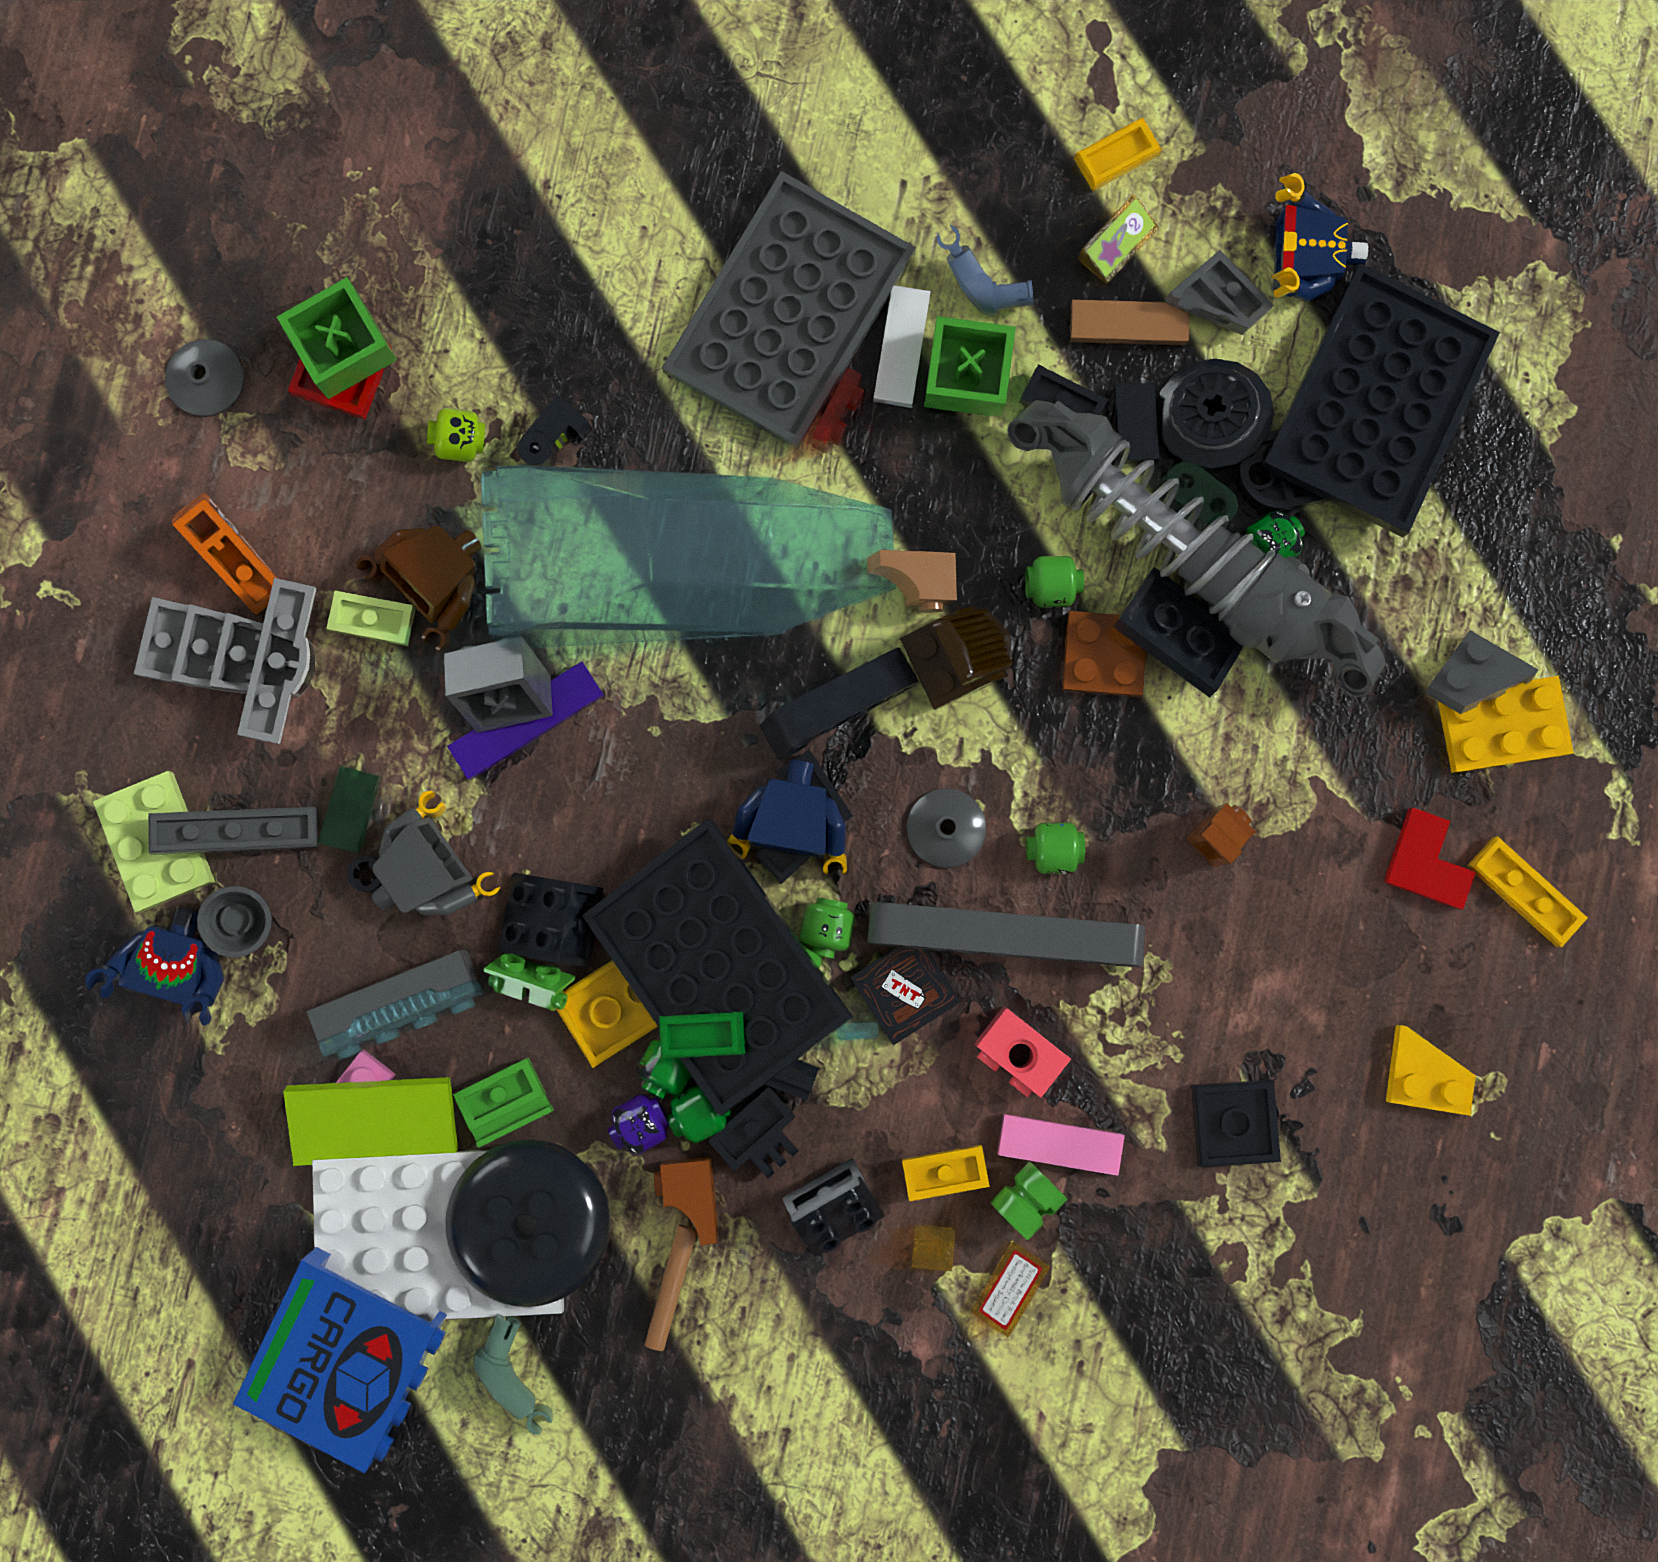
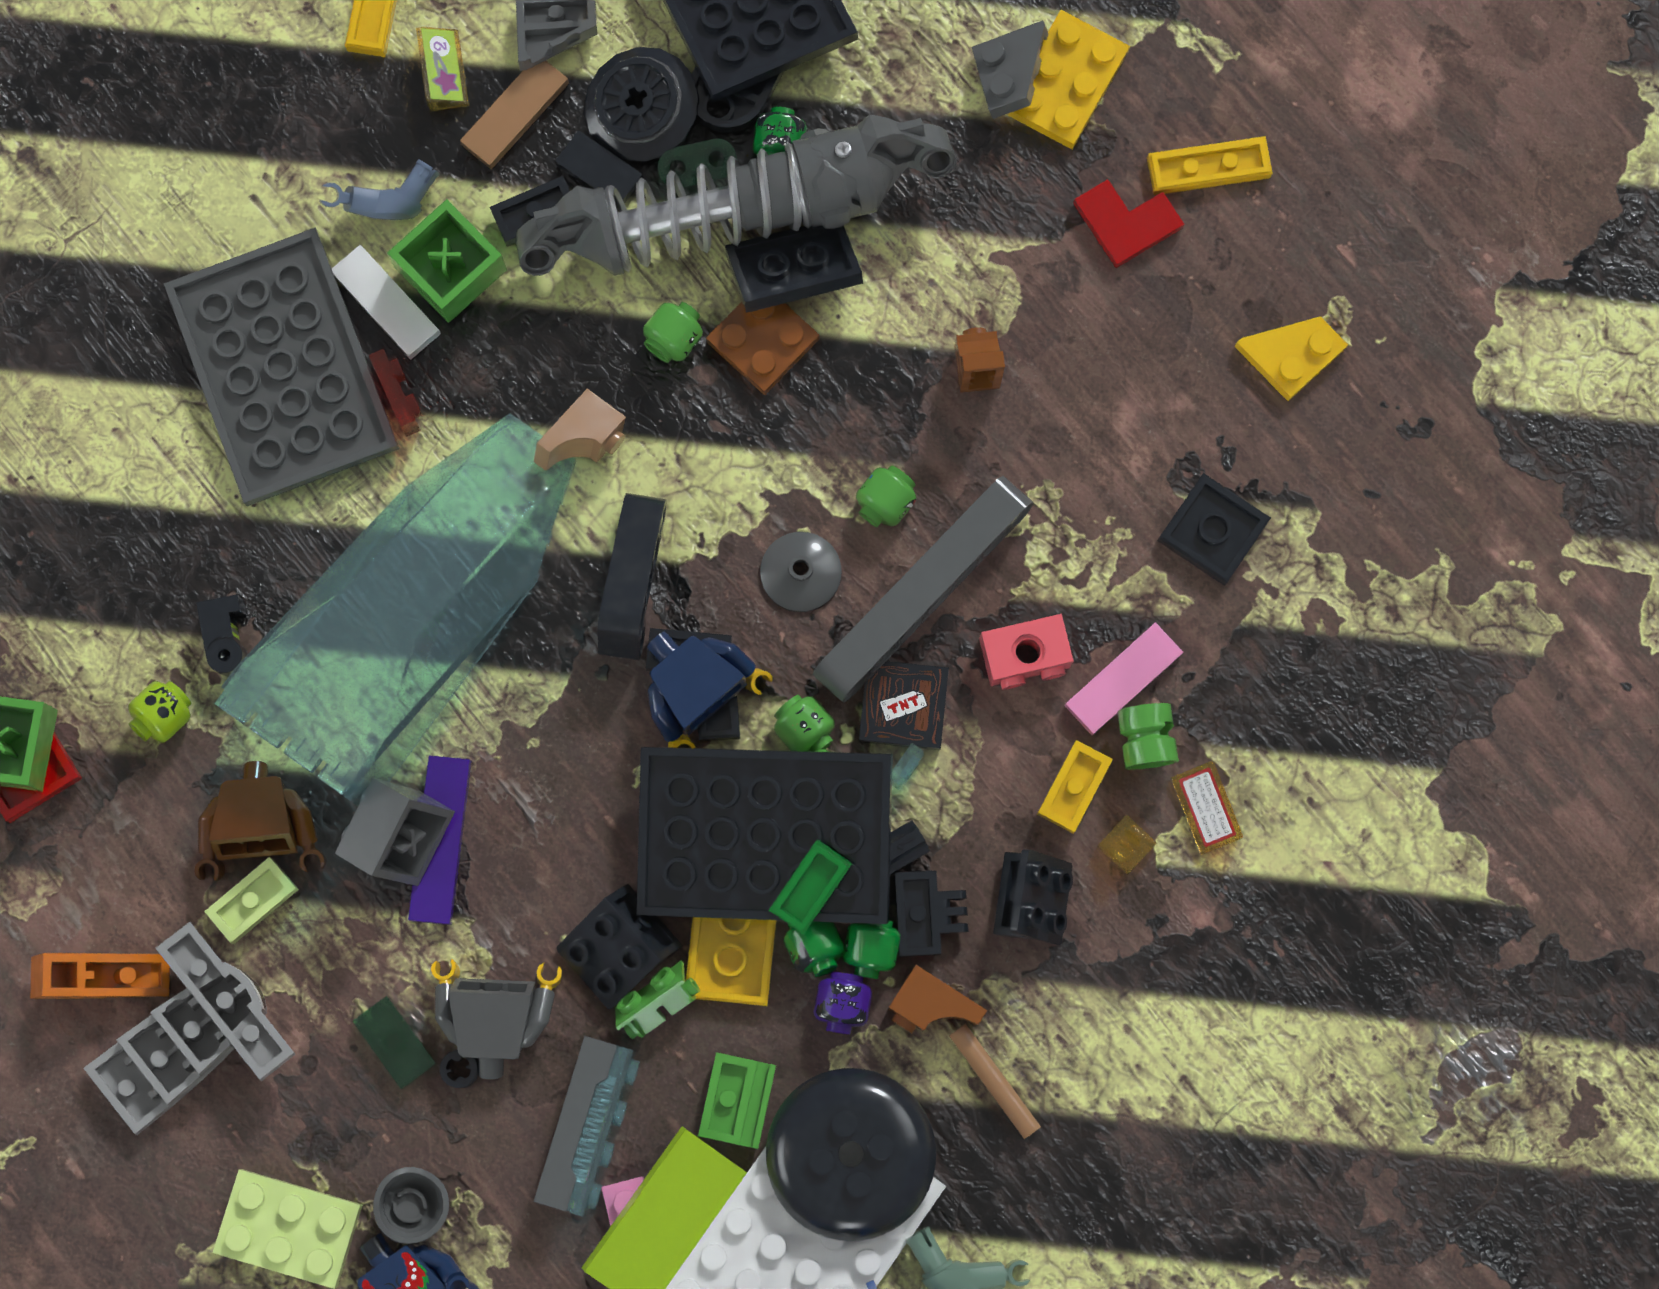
camera: 50 degrees left, 5 degrees down
(232, 830) = (334, 1151): dark grey tile -> none
(959, 654) = (670, 450): dark brown piece -> none

